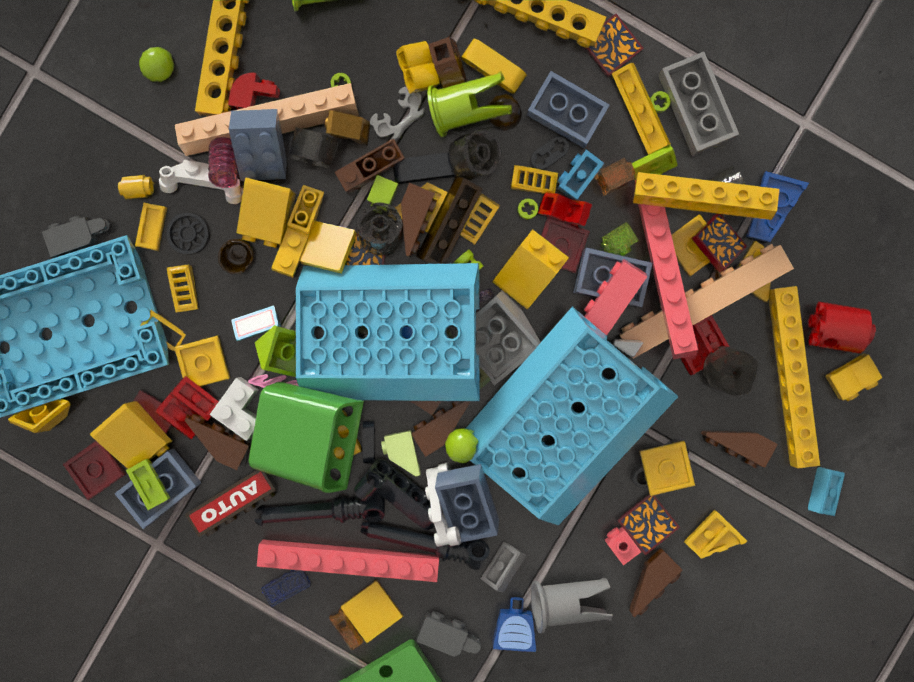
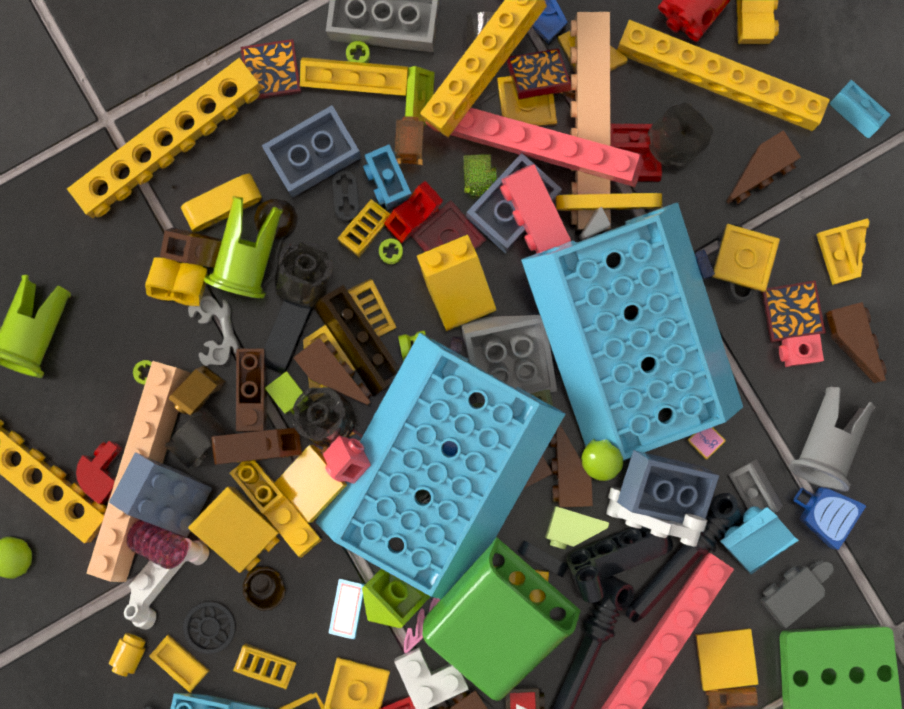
camera: 65 degrees left, 5 degrees down
(331, 192) = (256, 446): none -> reddish brown slope
(357, 262) = (346, 460): none -> coral brick
(468, 587) = (758, 538): none -> medium azure slope
(517, 513) = (706, 442): none -> bright pink tile
(642, 443) = (704, 265): none -> clear blue tile
(651, 346) = (609, 201): none -> yellow beam

